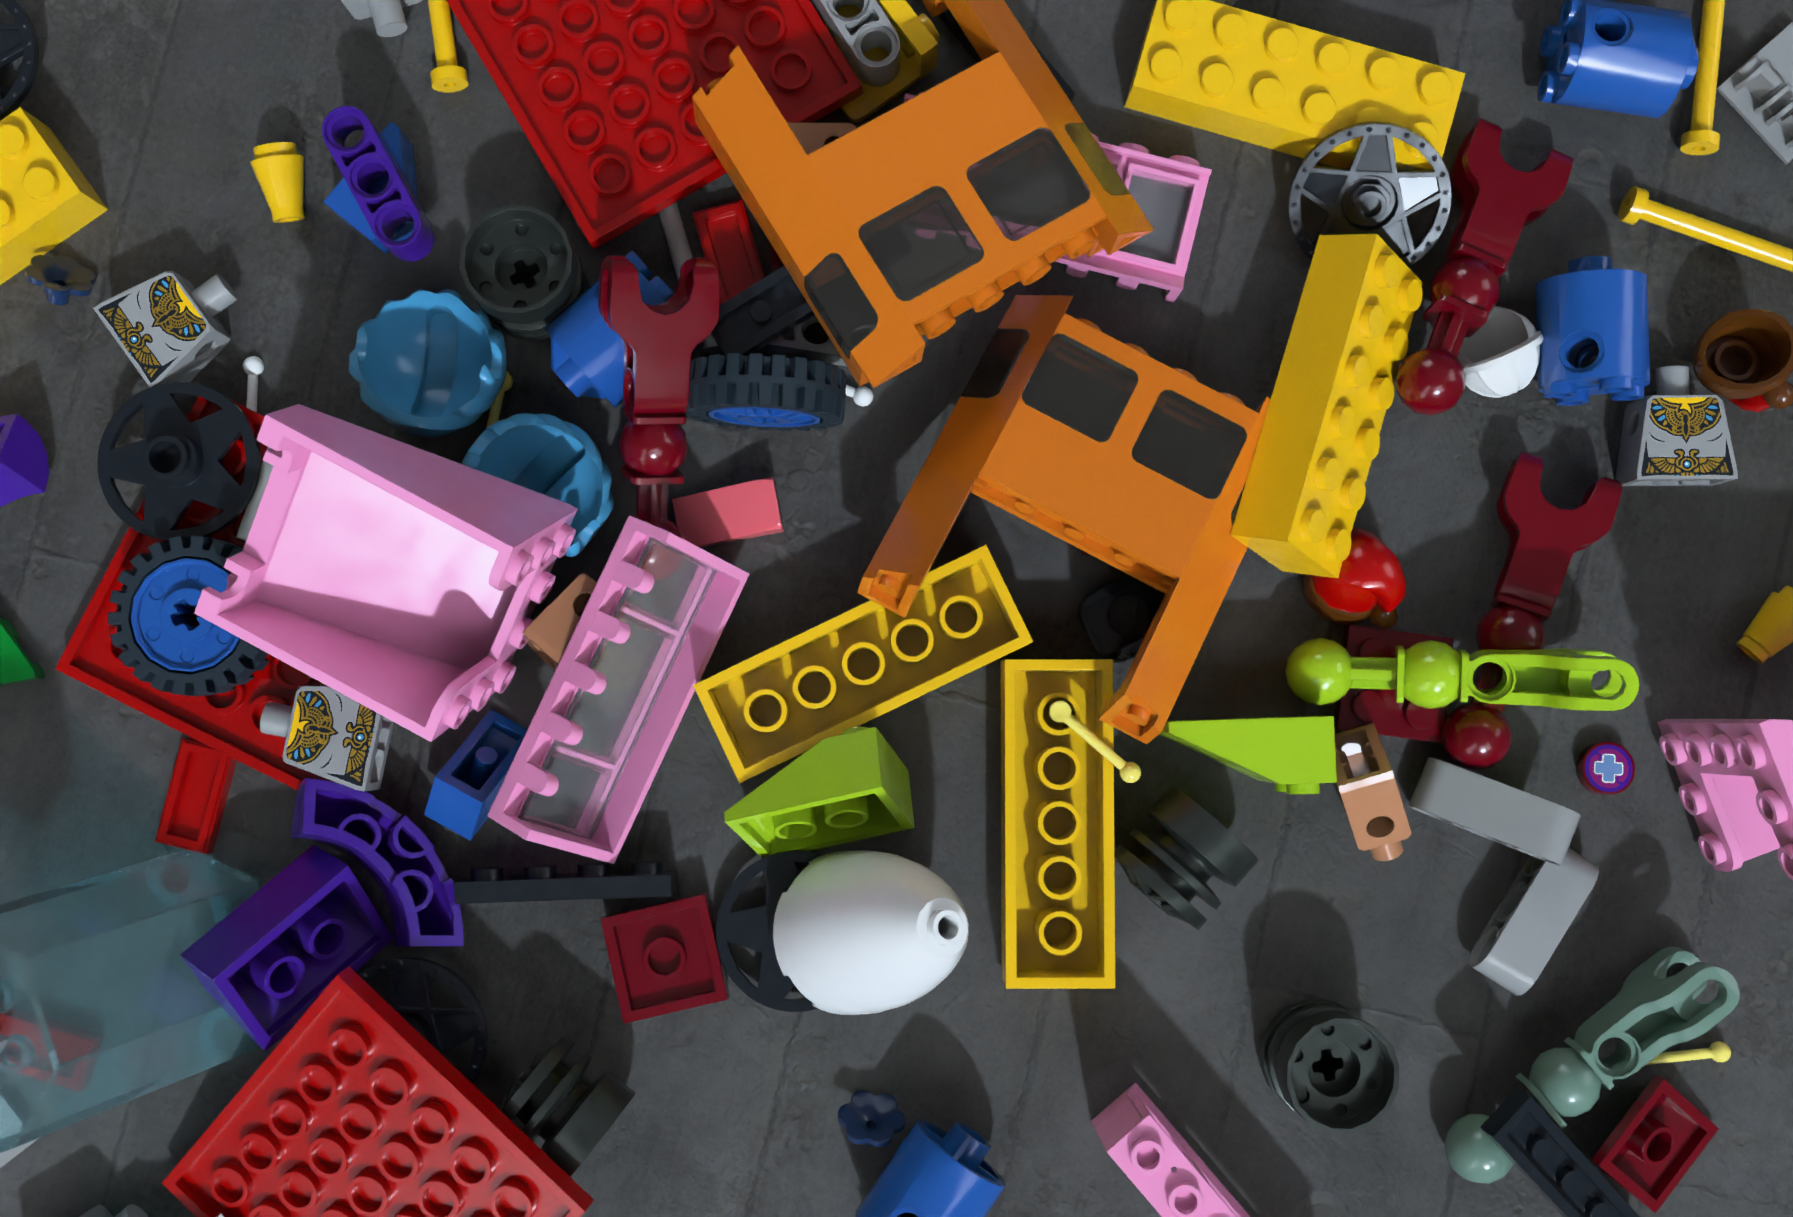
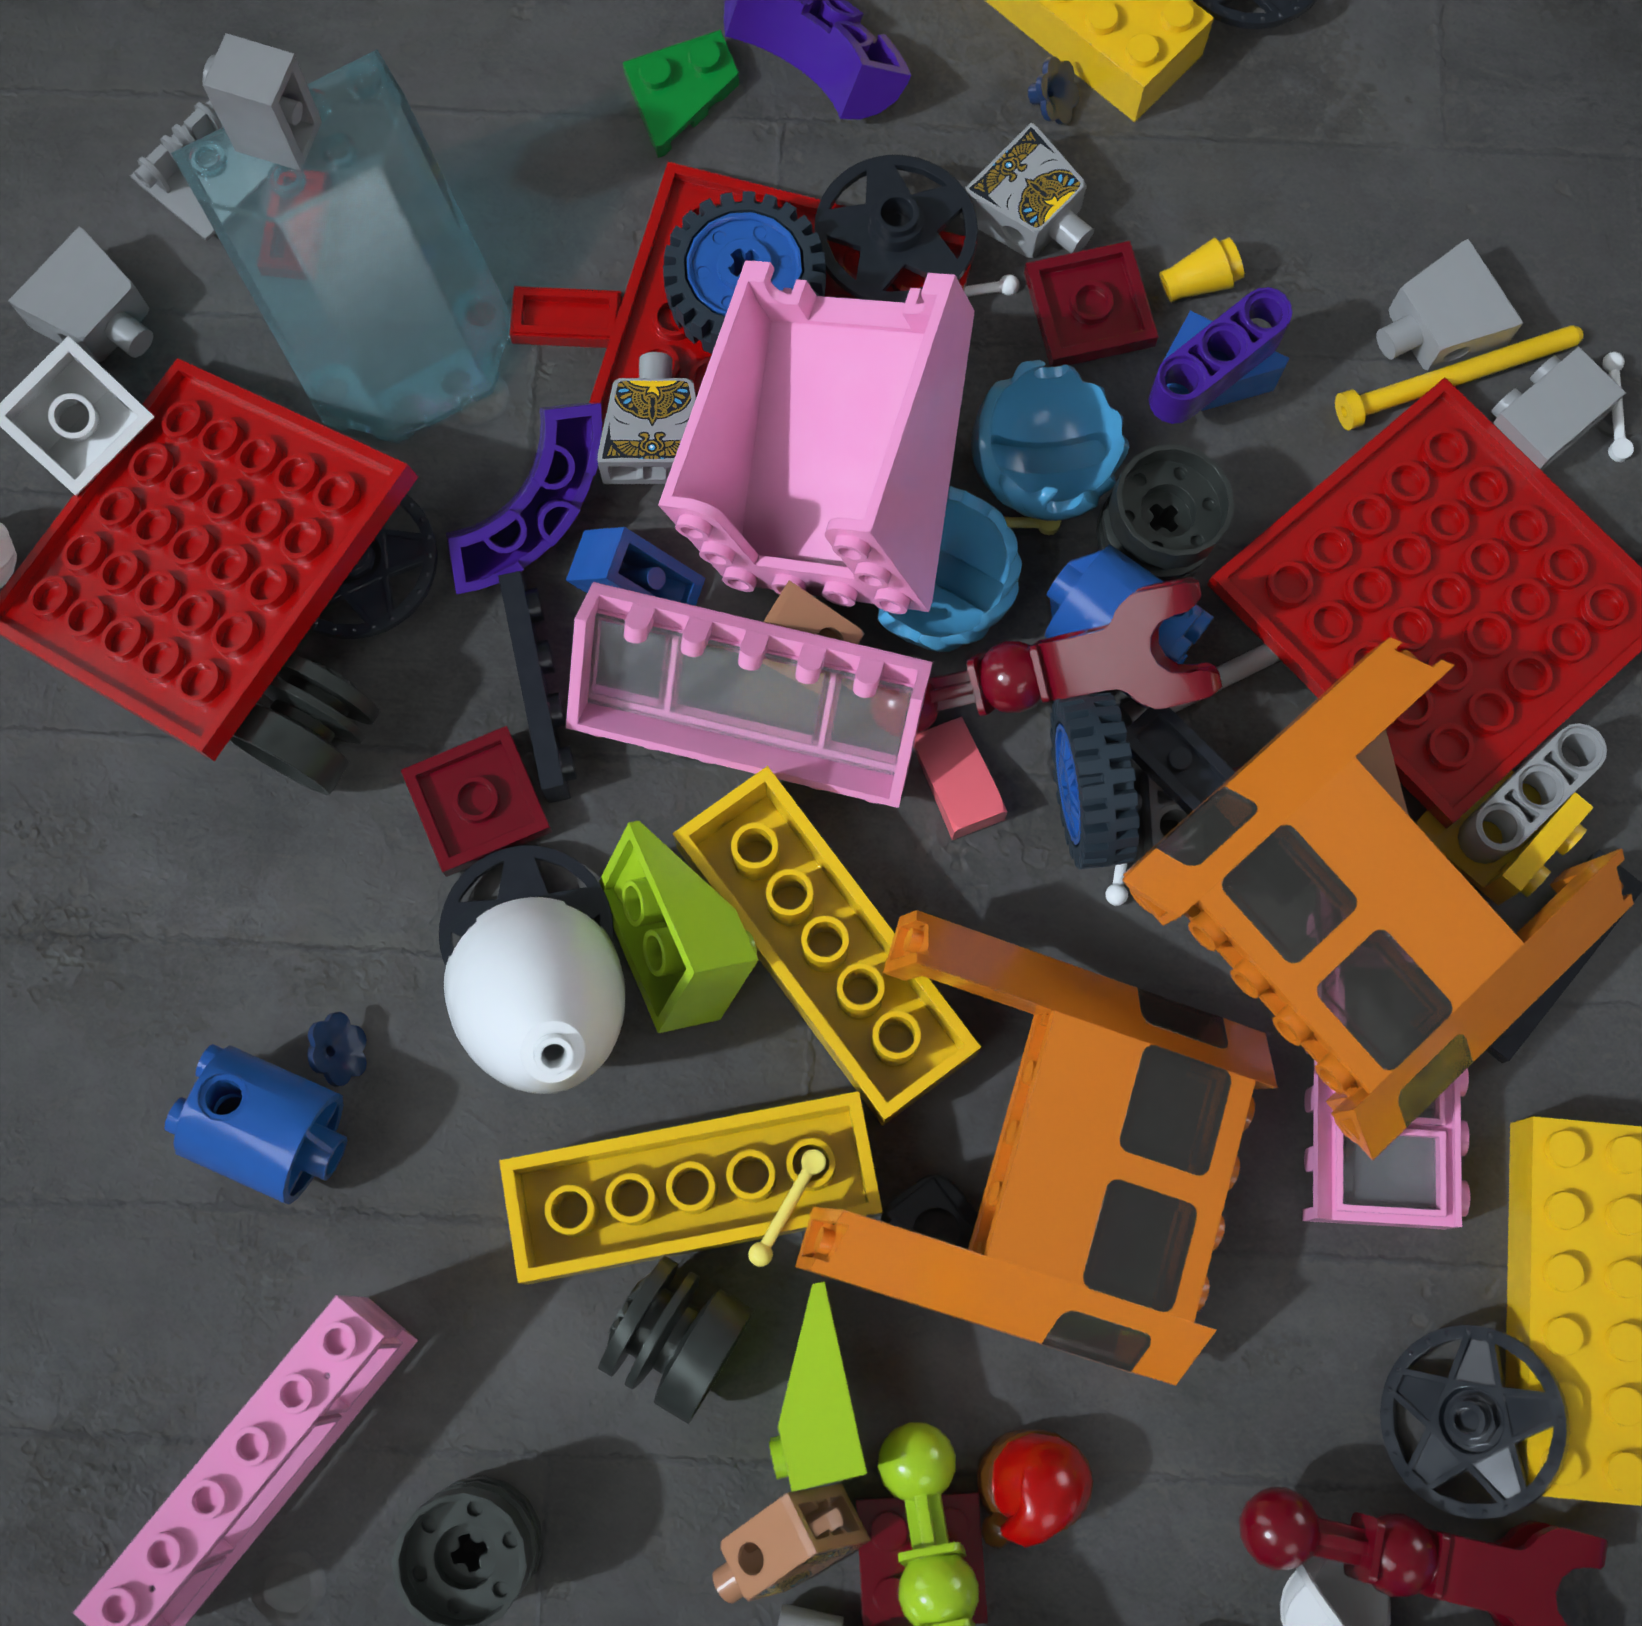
camera: 85 degrees right, 10 degrees down
(288, 945) = (434, 419): dark purple slope -> none
(292, 293) = (1090, 304): none -> dark red plate
(730, 246) = (1243, 721): red tile -> none
(1328, 405) = (1224, 1409): yellow brick -> none

